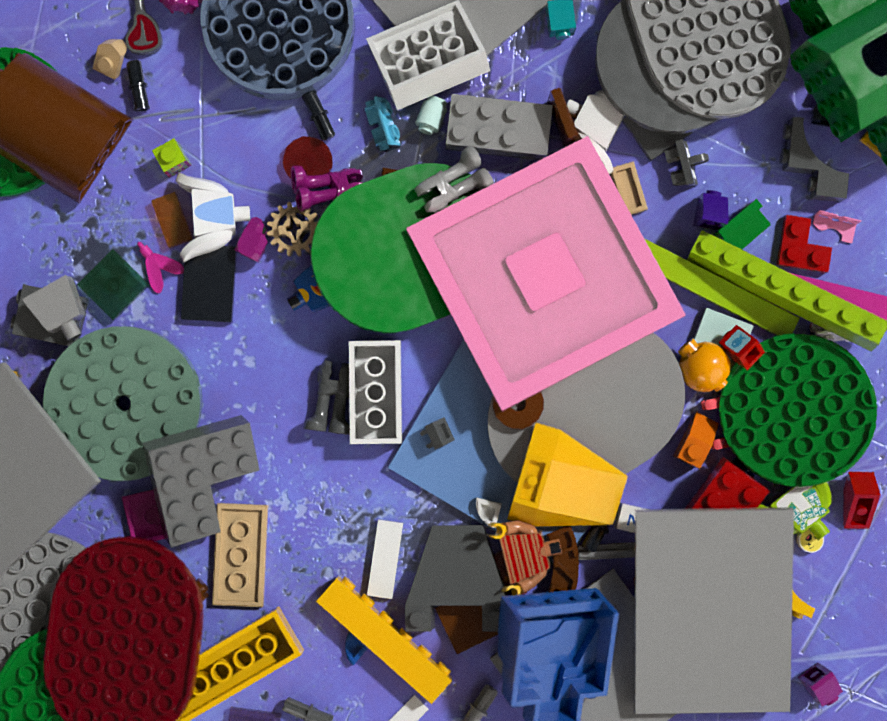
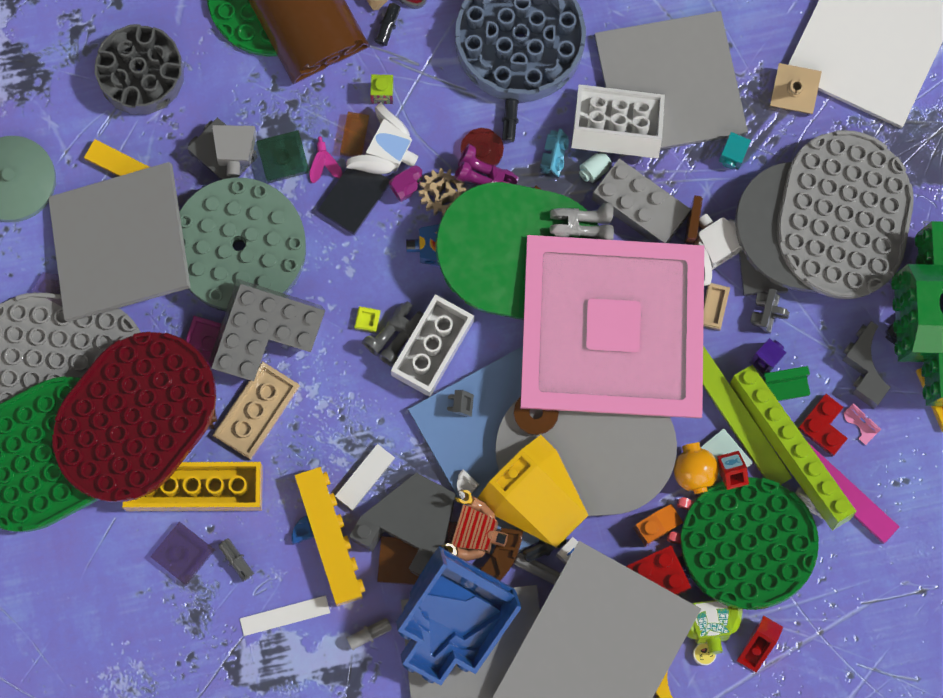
camera: 30 degrees right, 10 degrees down
(295, 400) = (367, 319): none -> neon yellow tile

